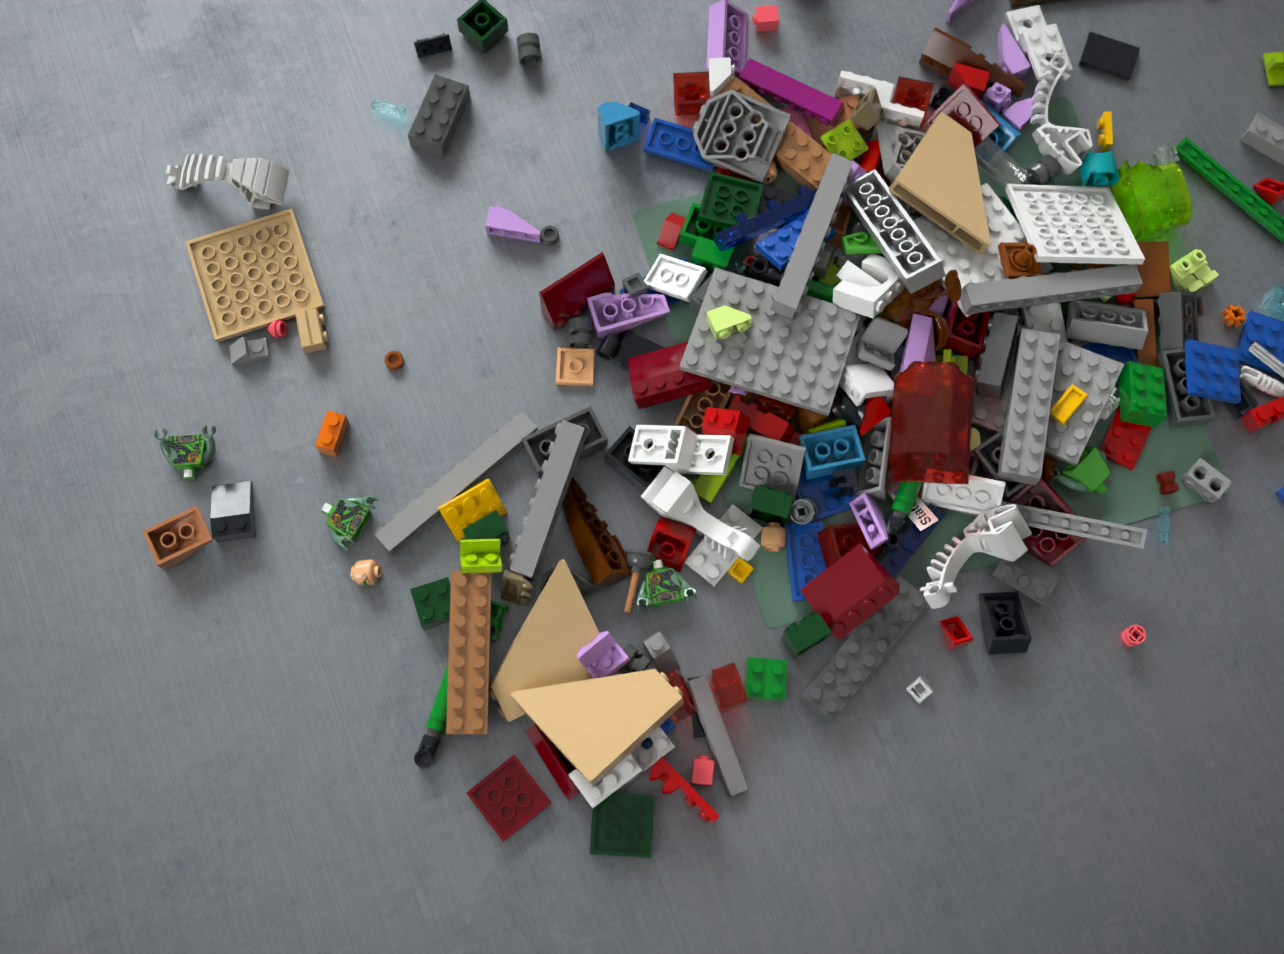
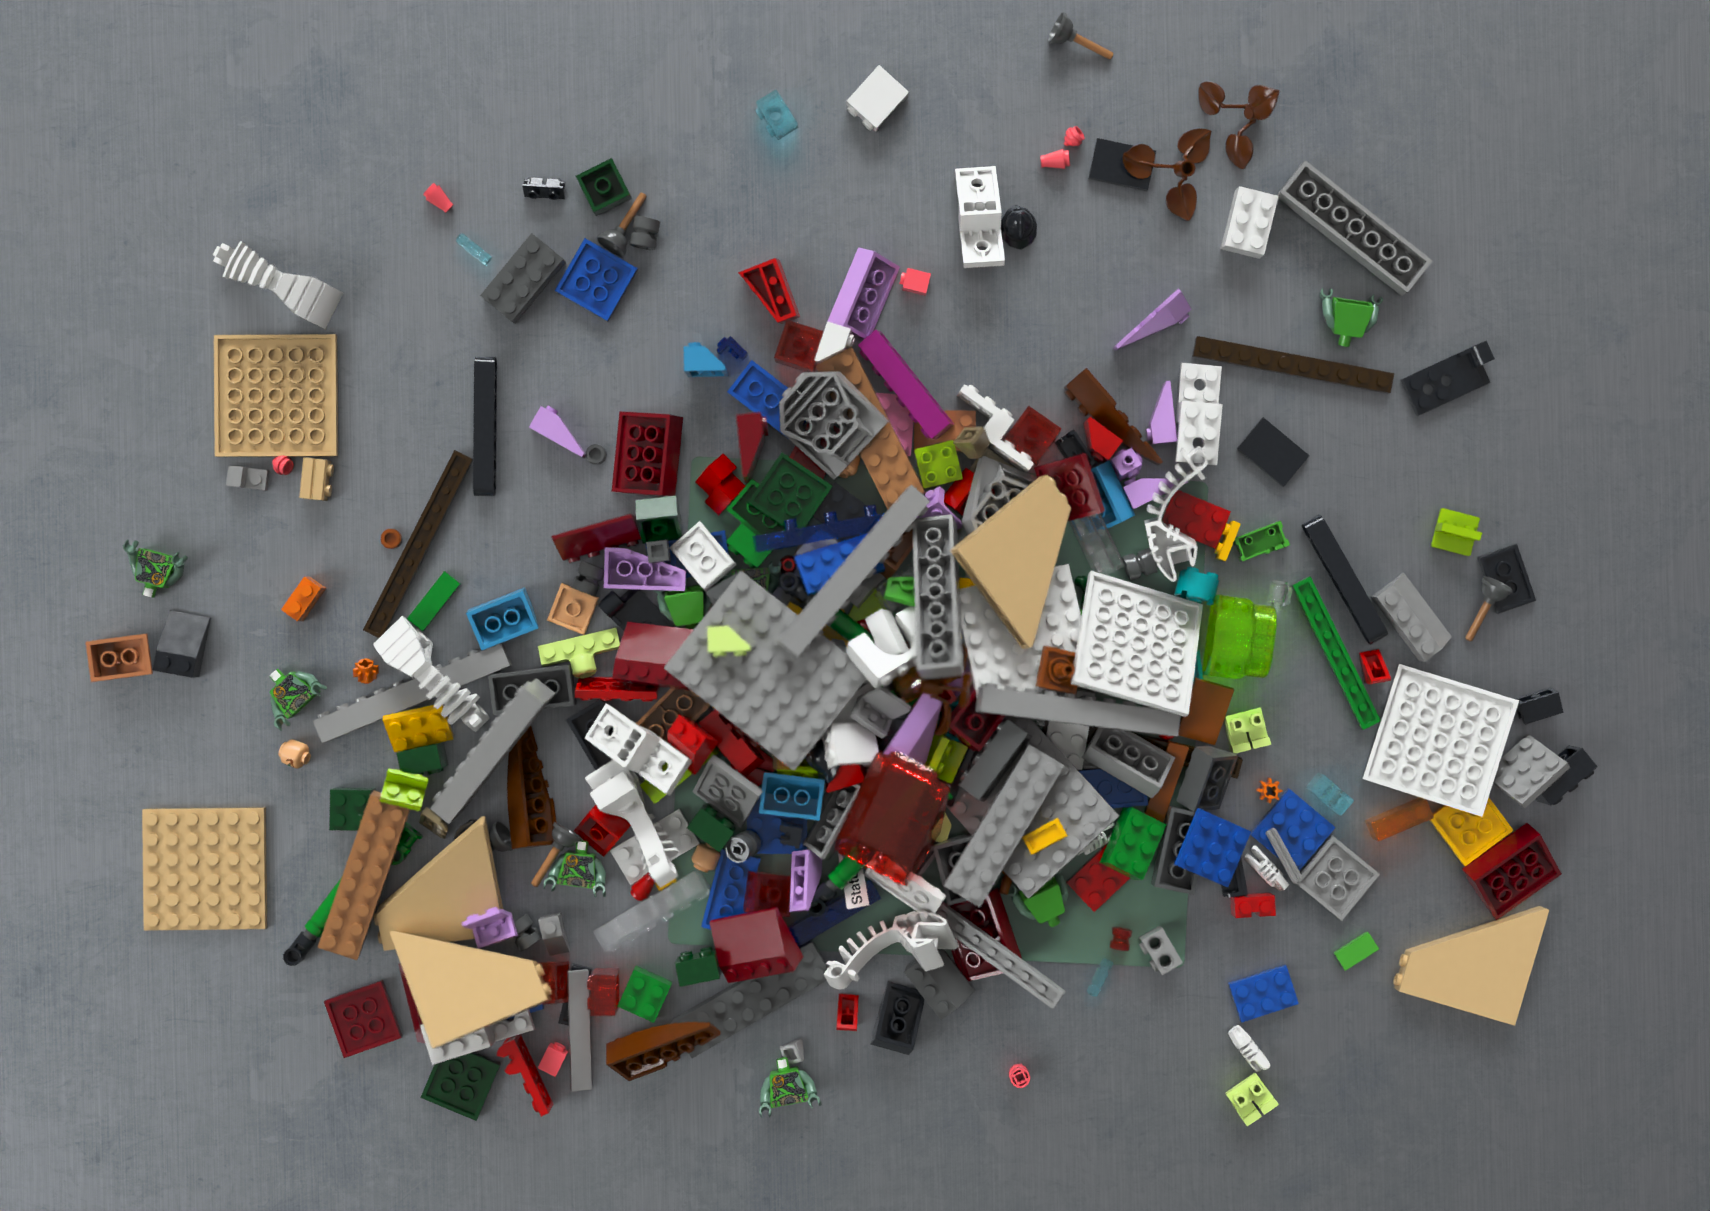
camera: 25 degrees right, 15 degrees up
(312, 709) = (204, 868): none -> tan plate
(345, 77) = (437, 197): none -> coral cone
(408, 477) = (365, 671): none -> orange gear
(419, 357) = (418, 544): none -> dark brown plate
(444, 444) = (411, 653): none -> white piece
(446, 241) = (485, 426): none -> black beam
(449, 400) = (434, 601): none -> green tile
(501, 98) = (596, 279): none -> blue plate
(505, 63) = (614, 239): none -> dark grey piece
(517, 389) = (502, 618): none -> dark azure slope
(594, 218) = (647, 454): none -> dark red slope
(596, 396) = (580, 651): none -> yellowish green plate
(625, 260) = (659, 519): none -> dark green brick
(647, 413) = (609, 689): none -> red plate
(650, 57) = (772, 288): none -> red wedge
(657, 214) = (716, 473): none -> red slope
(673, 327) = (685, 606): none -> bright green torso
(679, 167) = (751, 434): none -> dark red slope
(727, 582) = (643, 887): none -> red cone
(742, 601) = (651, 910): none -> clear brick
(792, 723) = (656, 1046): none -> reddish brown wedge
(929, 720) = (787, 1087): none -> torso
(1077, 118) = (1196, 518): none -> red plate
(1133, 124) = (1261, 541): none -> bright green piece
(1214, 131) = (1344, 579): none -> black beam

